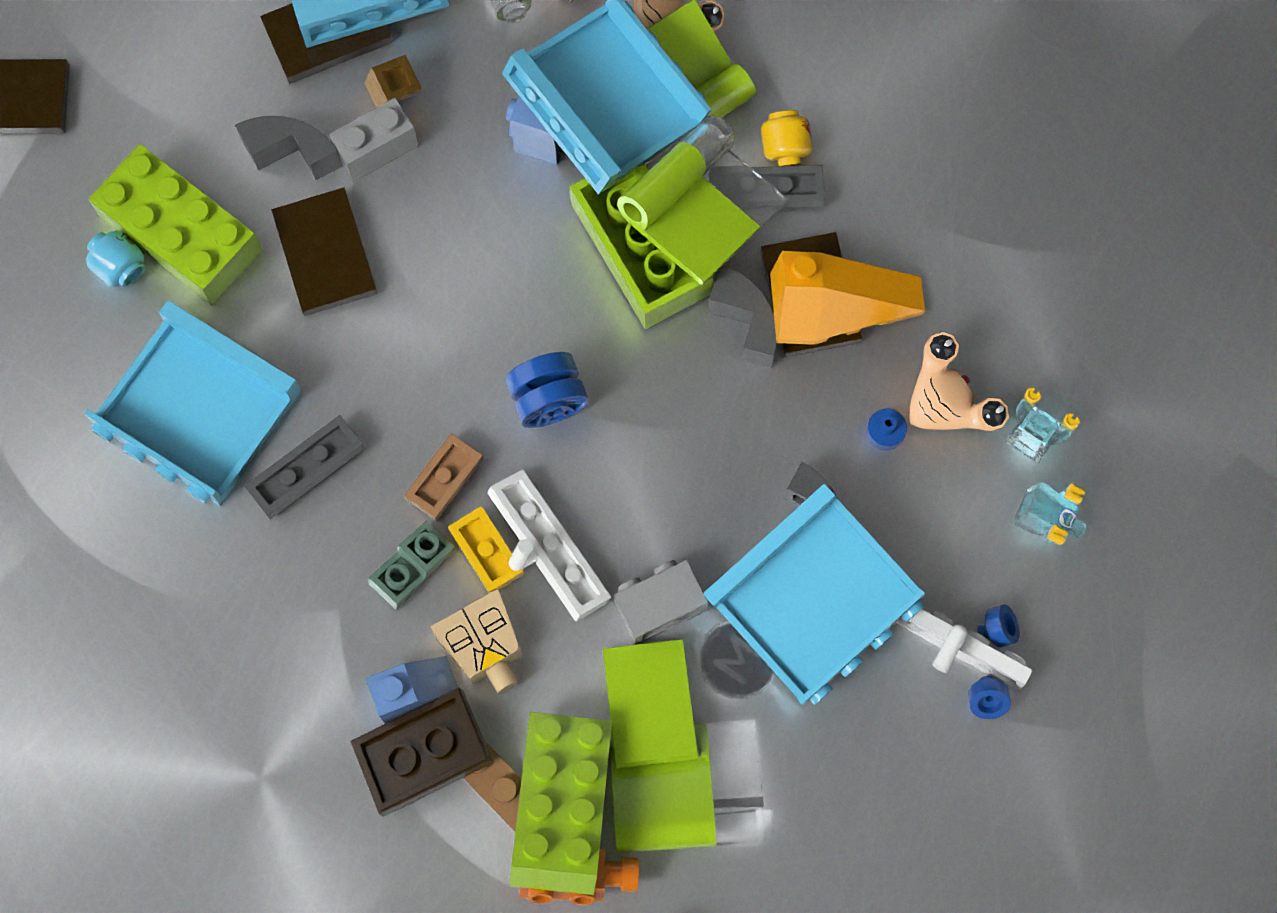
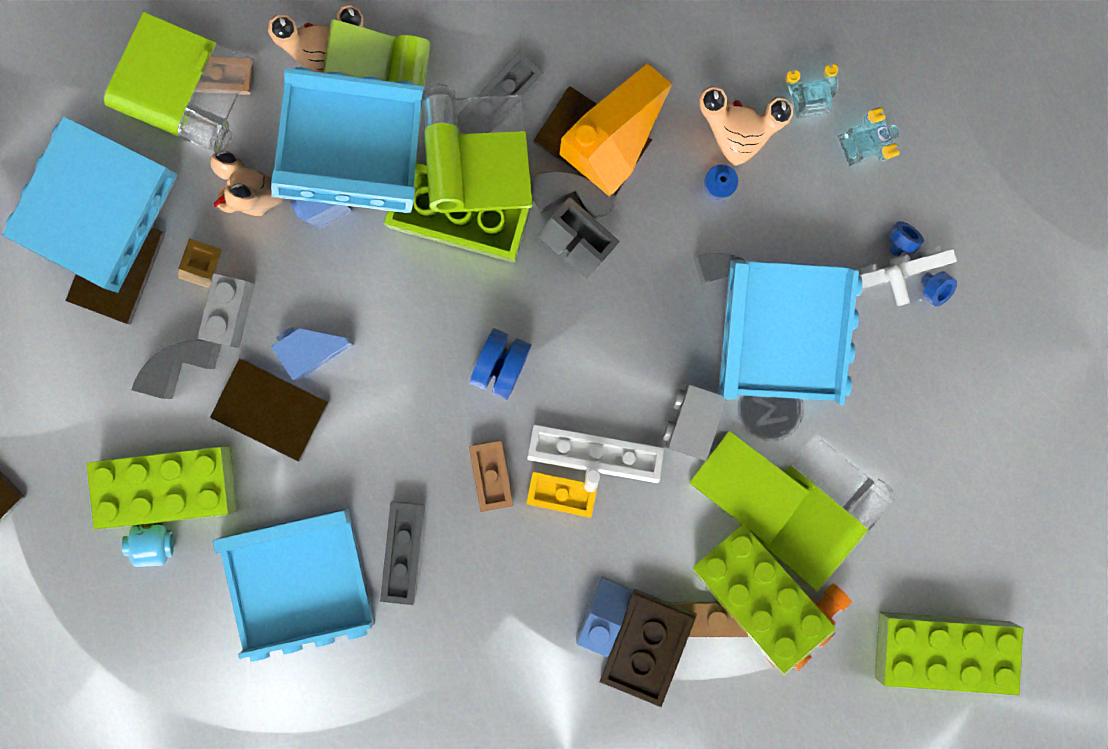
camera: 50 degrees left, 15 degrees up
(404, 233) = (307, 350): none -> medium blue slope
(411, 565) = (526, 545): sand green slope -> none
(481, 641) = (616, 550): tan torso -> none
(486, 60) = (245, 188): none -> light nougat head
(719, 352) = (578, 236): none -> dark grey piece
(786, 138) = (479, 54): yellow head -> none

